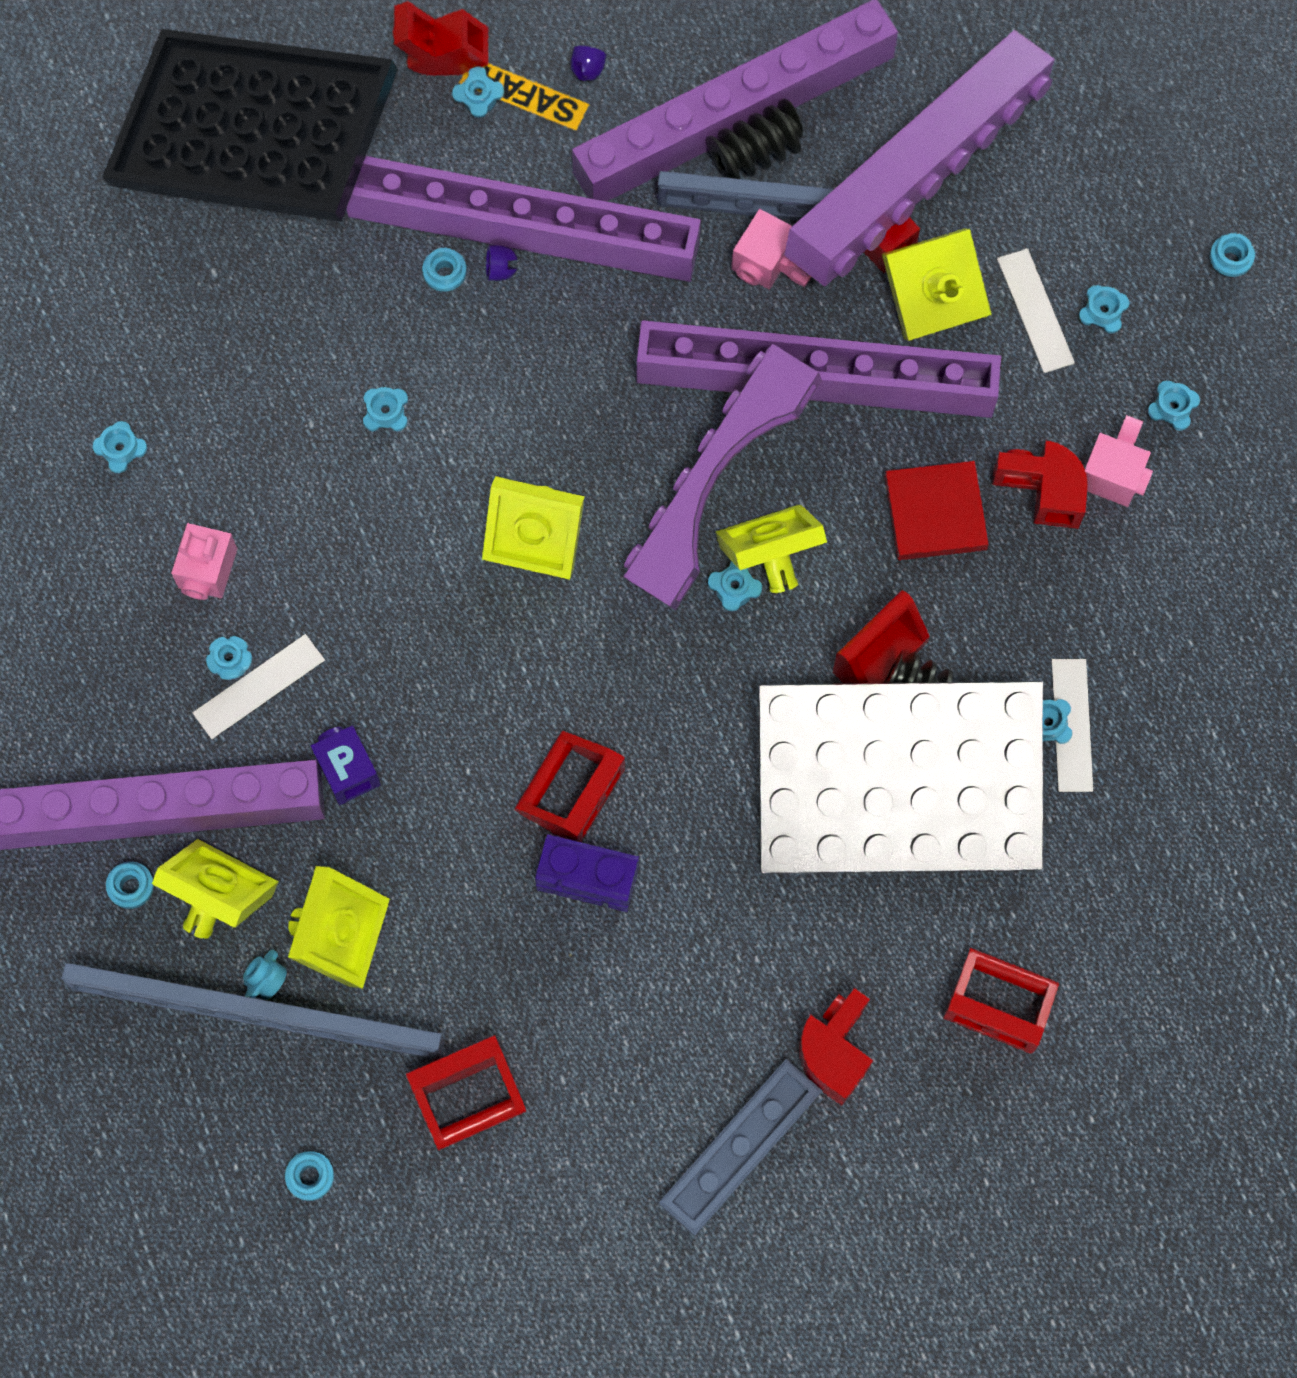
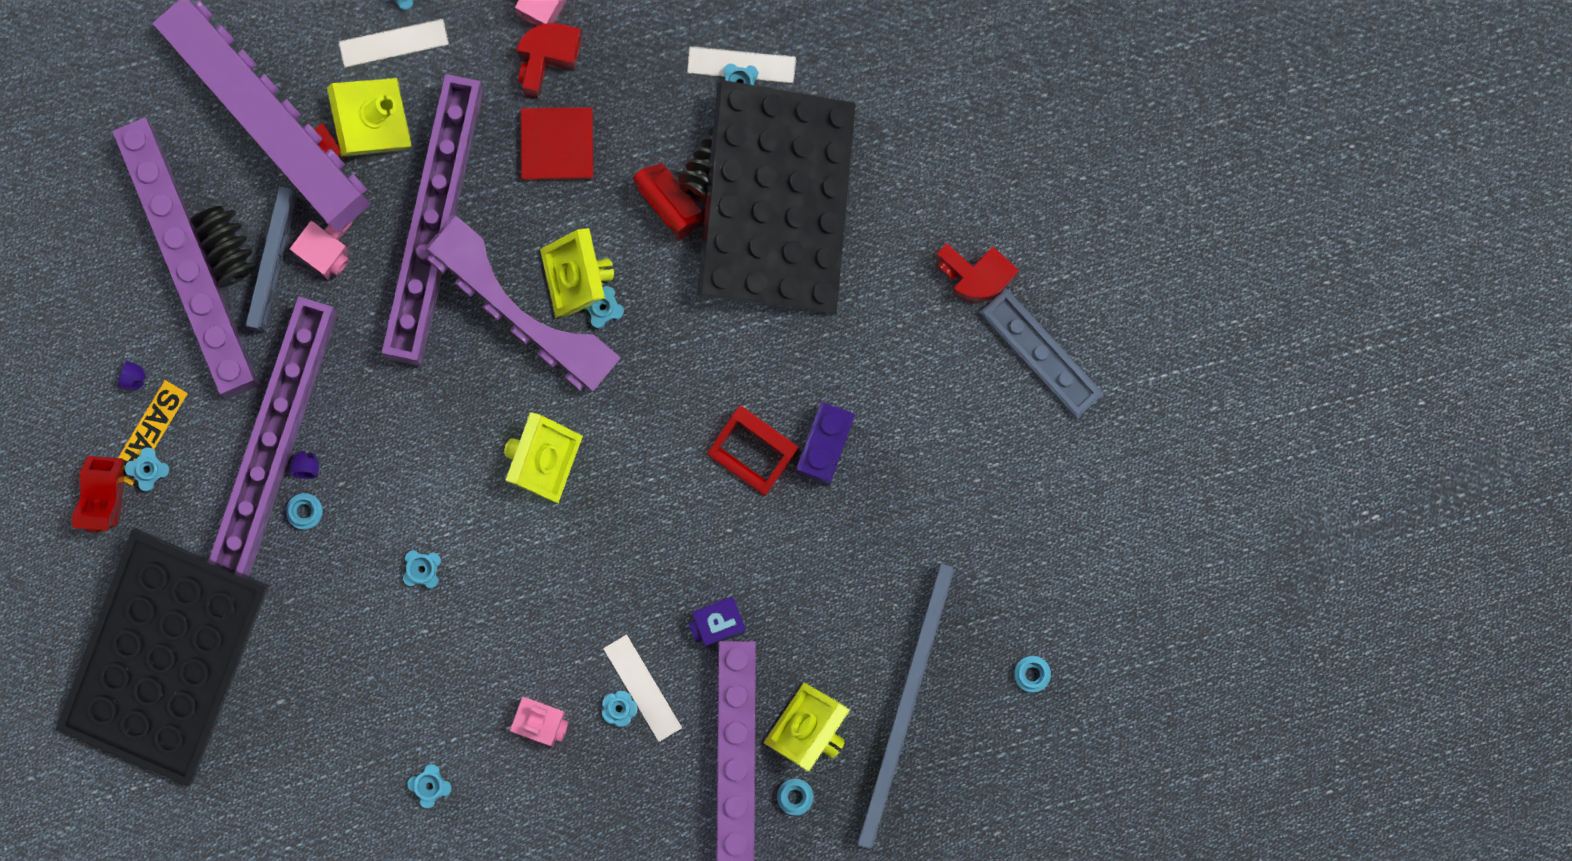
camera: 85 degrees left, 10 degrees up
(264, 976) = (879, 696): medium azure plate -> none
(337, 927) = (850, 637): neon yellow tile -> none
(455, 1068) = (964, 557): red tile -> none
(992, 1021) = (956, 179): red tile -> none

